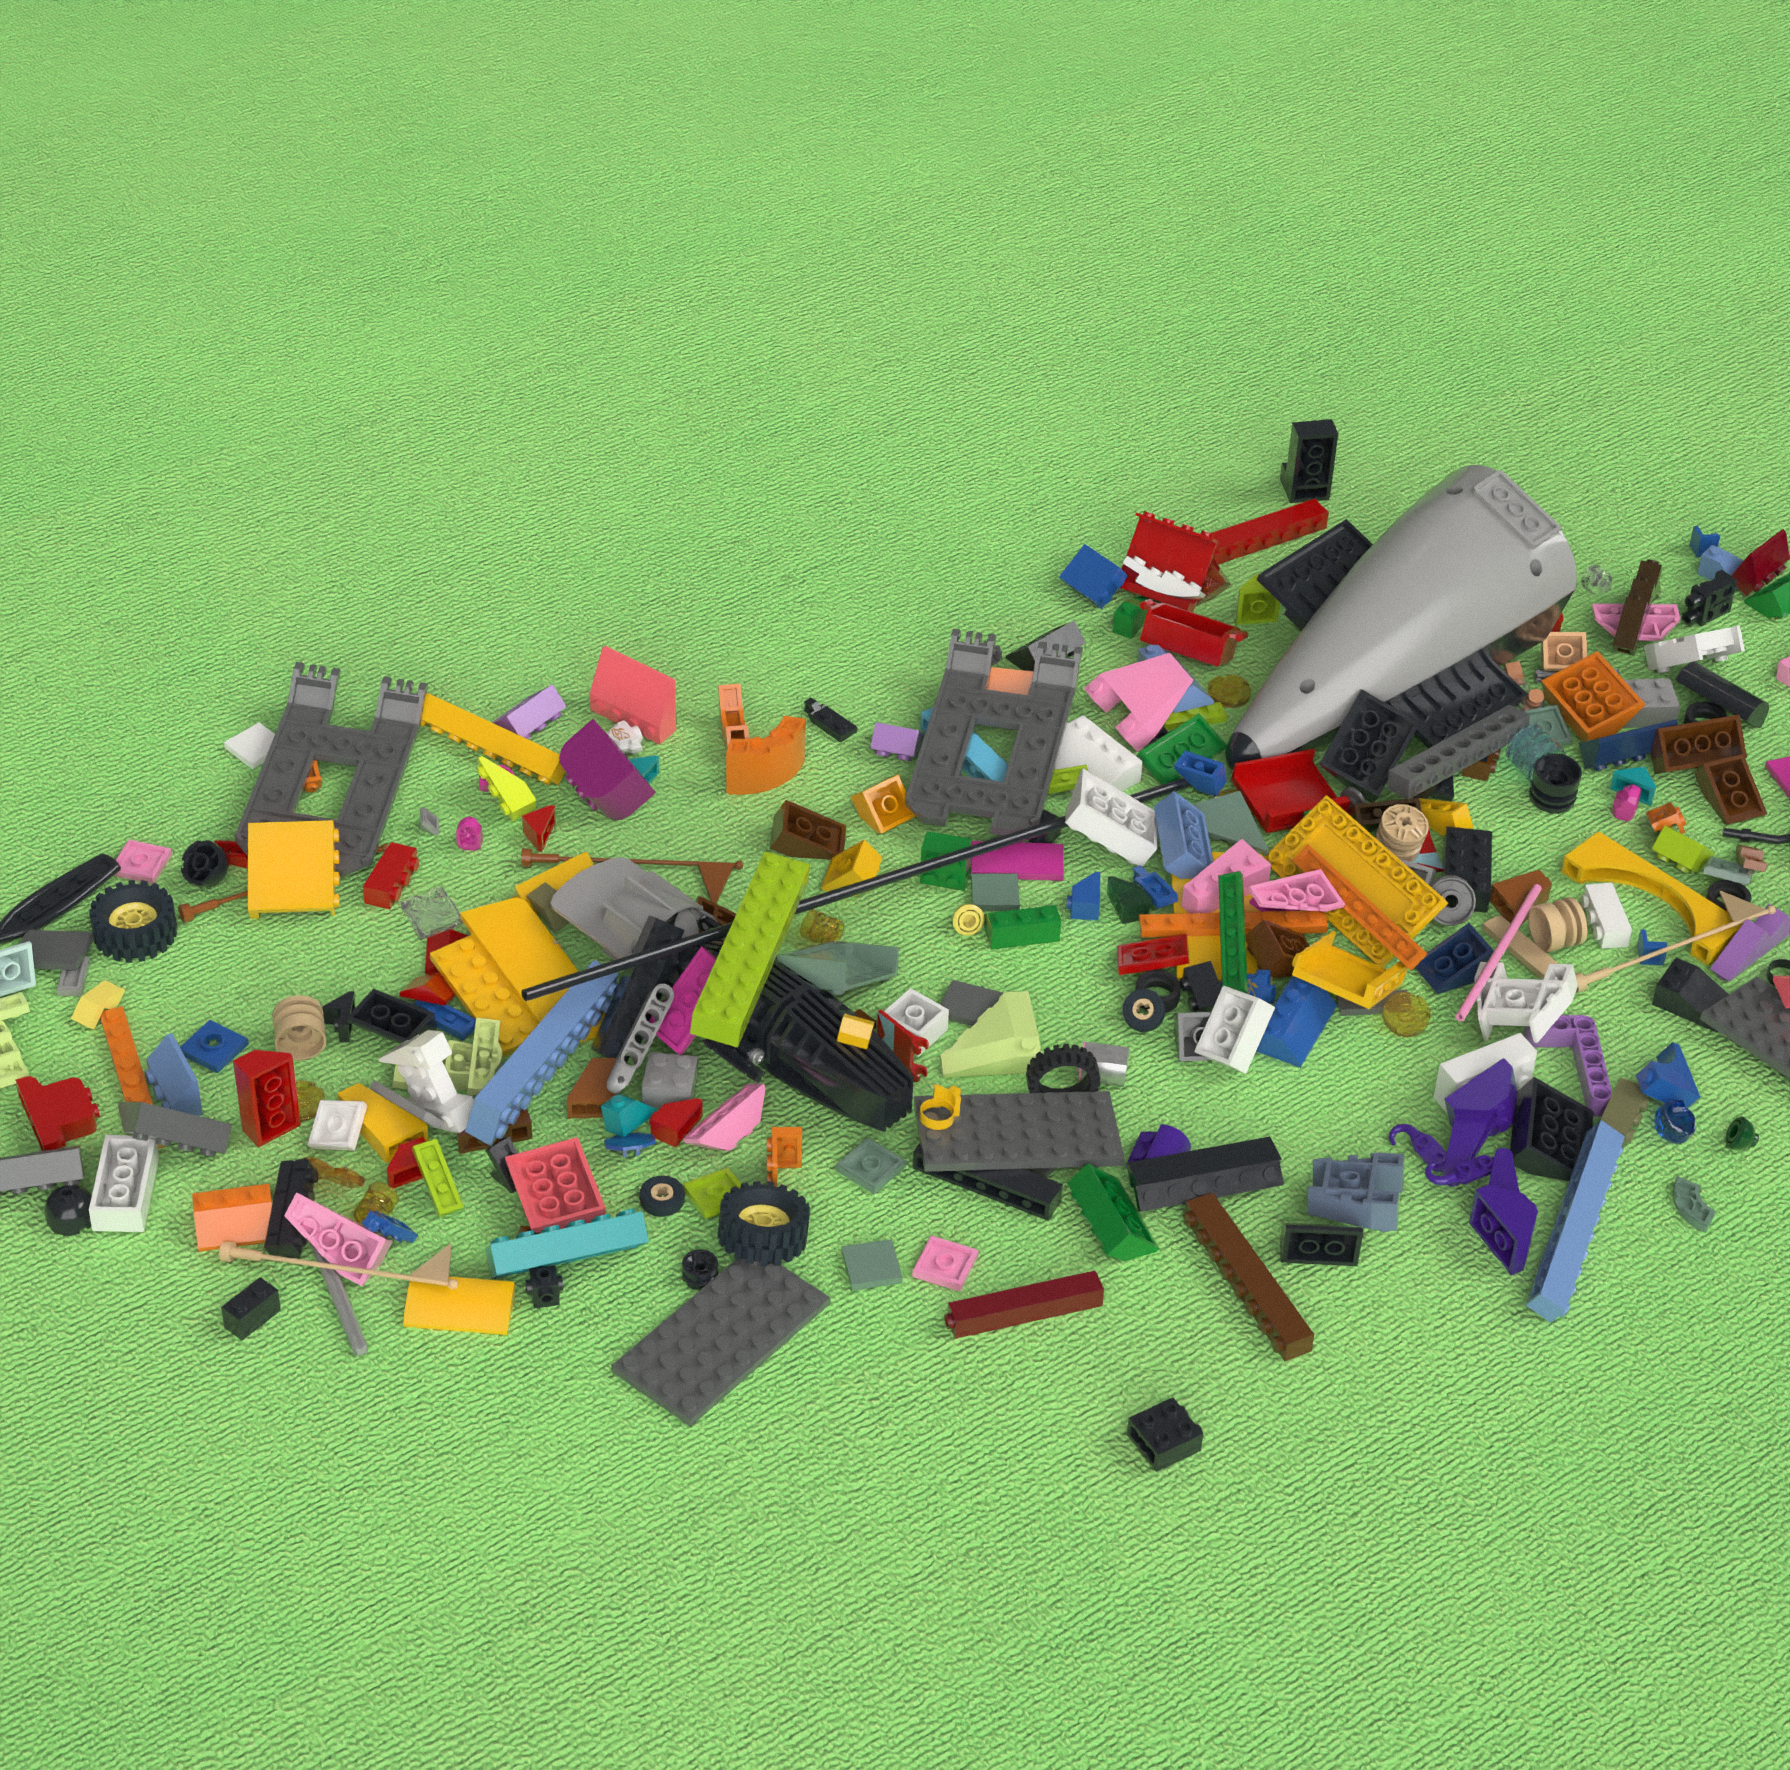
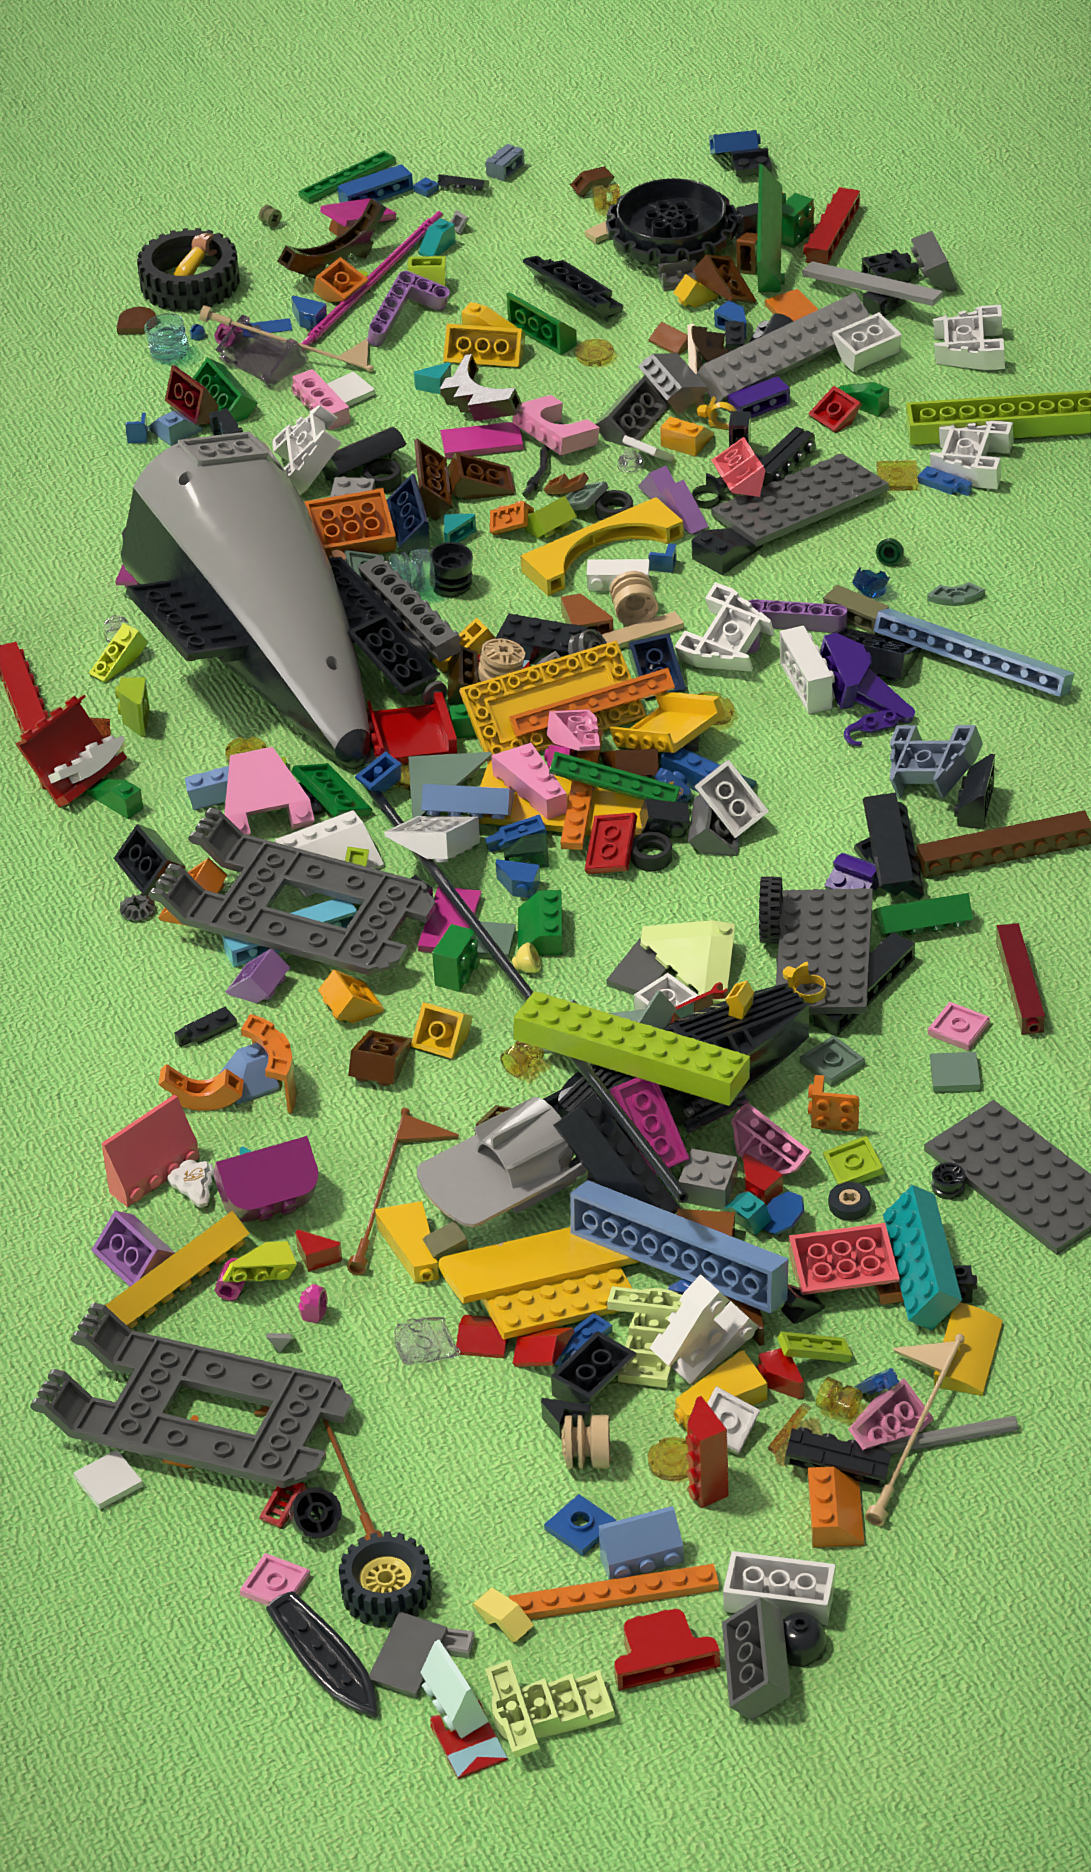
camera: 75 degrees left, 0 degrees up
(174, 1127) = (724, 1534): dark grey slope -> none
(251, 1308) = (959, 1496): brick -> none
(292, 867) = (351, 1436): yellow panel -> none
(390, 875) = (360, 1370): red brick -> none
(406, 1105) = (715, 1362): light grey tile -> none
(621, 1072) = (690, 1173): light grey piece -> none
(763, 1223) = (912, 1123): black wheel -> none
(1093, 576) = (60, 808): blue brick -> none
(1111, 1062) = (740, 894): flat silver piece -> none
(1143, 1022) = (673, 866): black bush -> none
(1190, 633) = (175, 754): red container -> none
(1498, 953) = (672, 630): bright pink piece -> none
(1499, 1210) = (974, 688): dark purple slope -> none
(1626, 803) = (481, 536): dark pink rock -> none
(1669, 1077) = (819, 572): blue arch -> none
(1738, 910) = (653, 491): tan piece -> none

